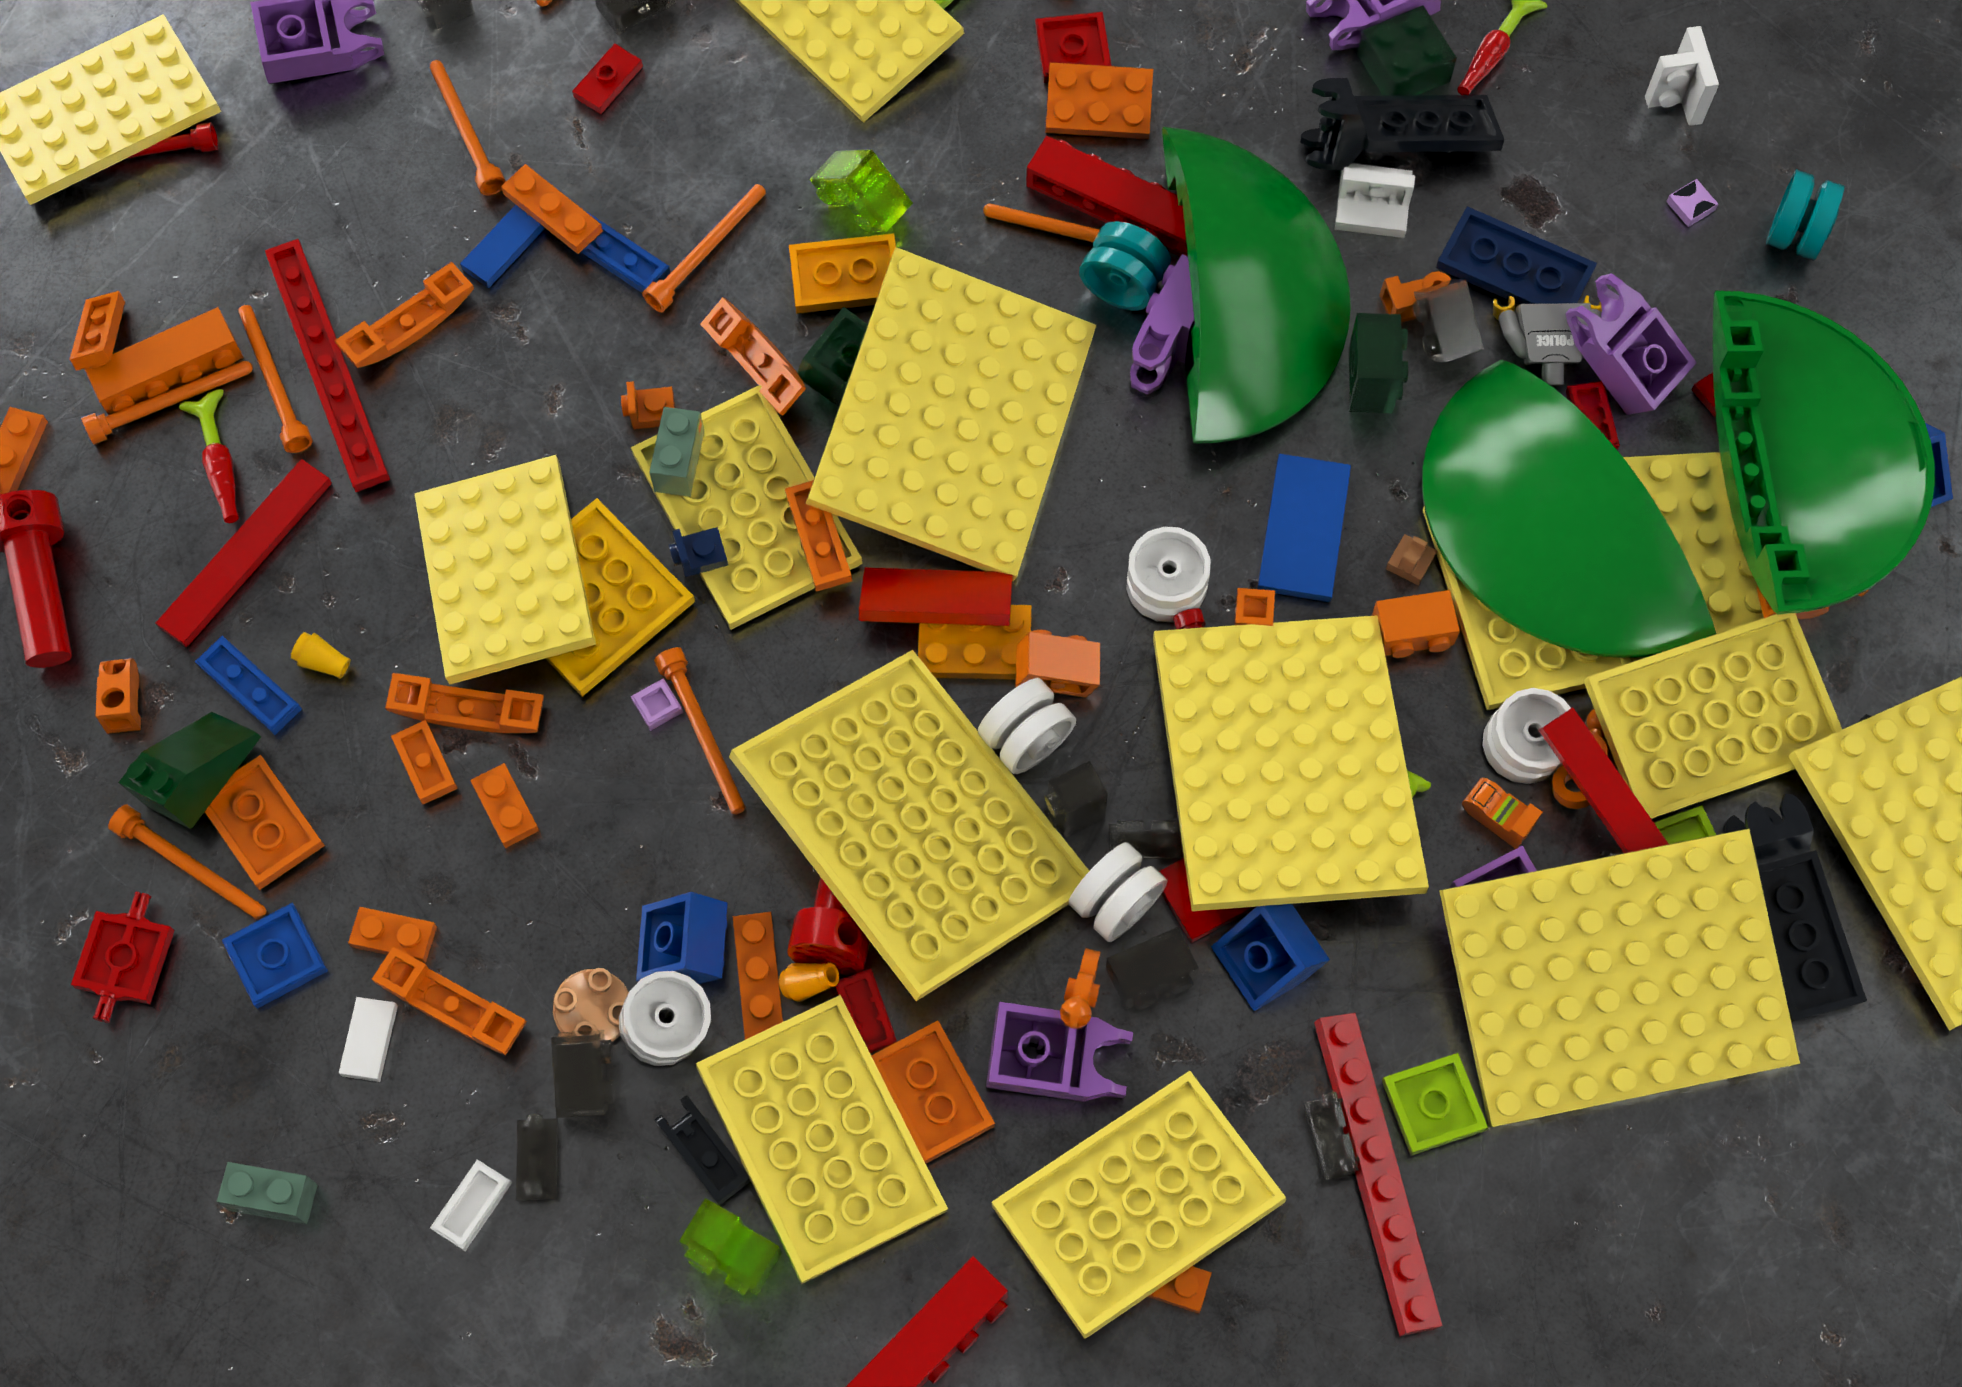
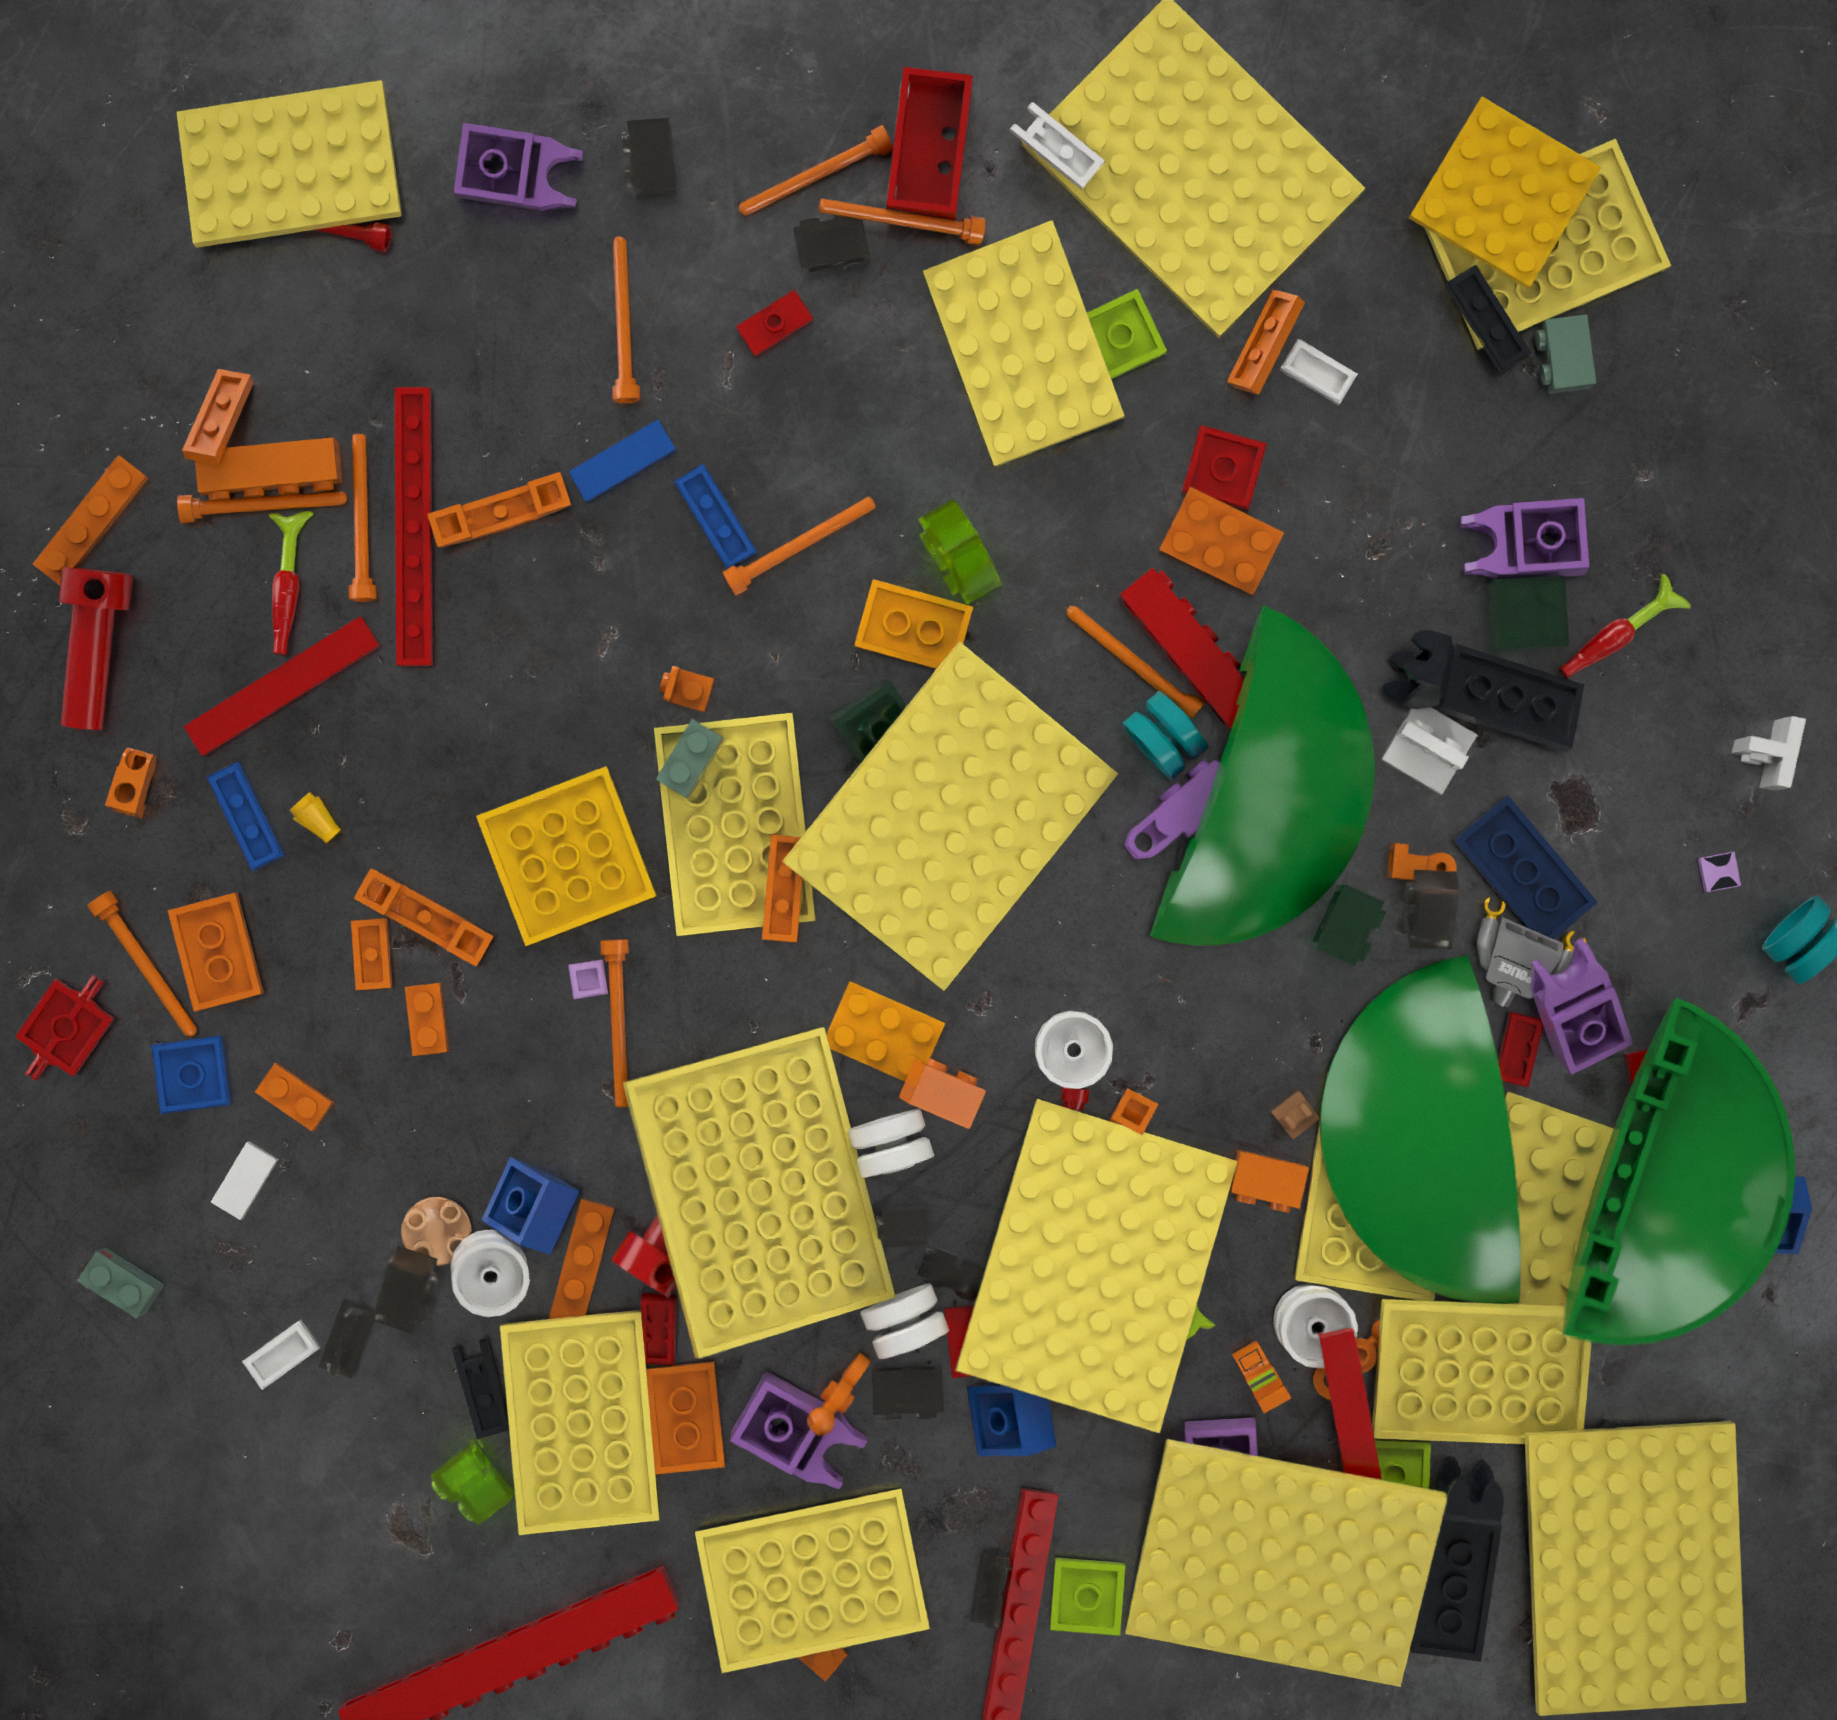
camera: 25 degrees right, 20 degrees up
(189, 767) = (172, 882): dark green slope -> none
(448, 1002) = (322, 1179): orange slope -> none
(503, 570) = (500, 804): light yellow plate -> none
(551, 209) = (670, 451): orange plate -> none
(698, 551) = (674, 859): dark blue bracket -> none
(755, 354) = (802, 684): orange slope -> none
(805, 980) = (620, 1285): light orange cone -> none
(935, 596) = (864, 985): red tile -> none
(1304, 527) = (1216, 1045): blue tile -> none

